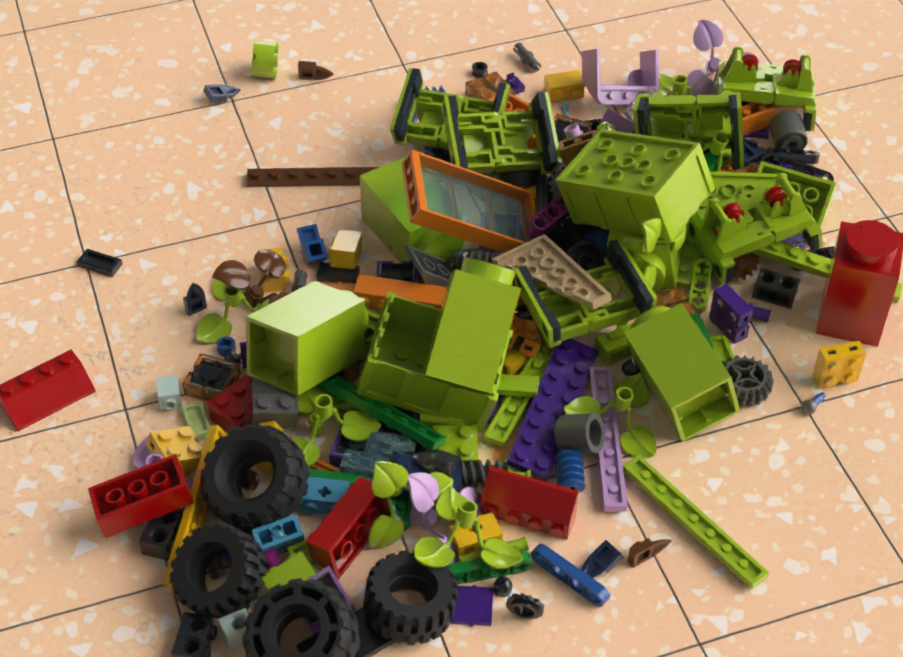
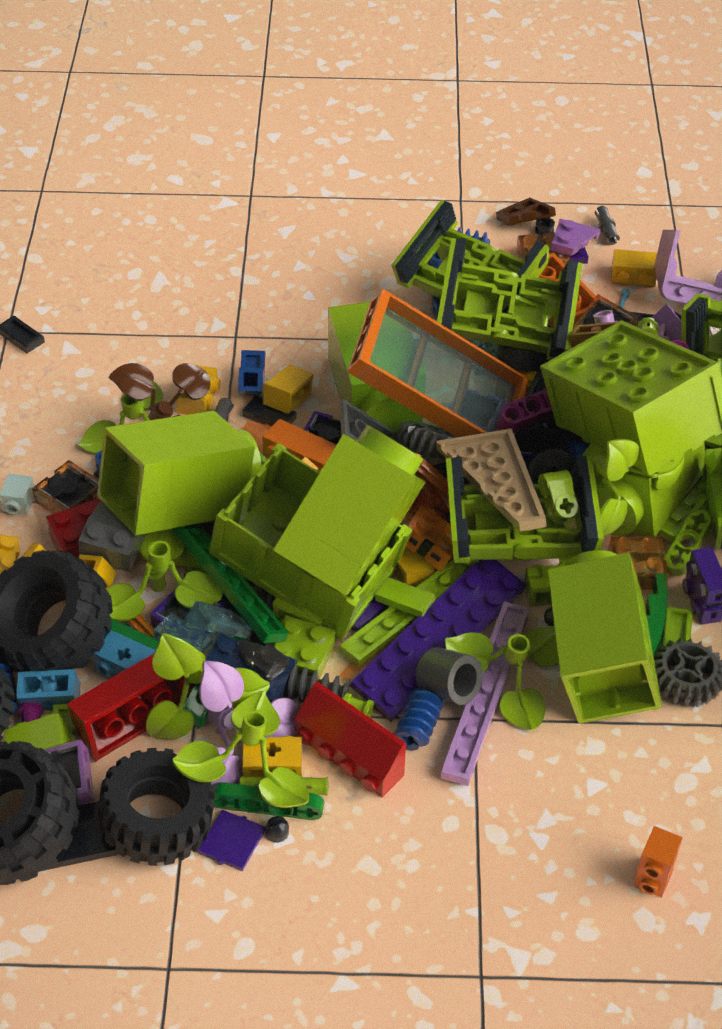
camera: 20 degrees right, 0 degrees up
(194, 300) = (94, 400): dark blue plate -> none
(197, 419) = (33, 529): yellowish green tile -> none
(220, 92) = (239, 183): dark blue plate -> none
(251, 480) = (53, 615): reddish brown plate -> none
(265, 59) = (302, 158): lime brick -> none
(306, 176) = (279, 295): reddish brown plate -> none
(310, 71) = (350, 183): reddish brown plate -> none
(460, 61) = (525, 211): none -> reddish brown wing
(509, 72) = (572, 236): none -> medium lavender wing
(525, 606) = (286, 860): black gear -> none
(570, 575) = (361, 841): blue beam -> none
(602, 560) = (406, 835): dark blue plate -> none
(607, 273) = (558, 495): none -> lime piece
(645, 550) = (465, 840): reddish brown plate -> none
(696, 522) = (546, 827): lime plate -> none
(789, 521) = (657, 861): none -> orange brick

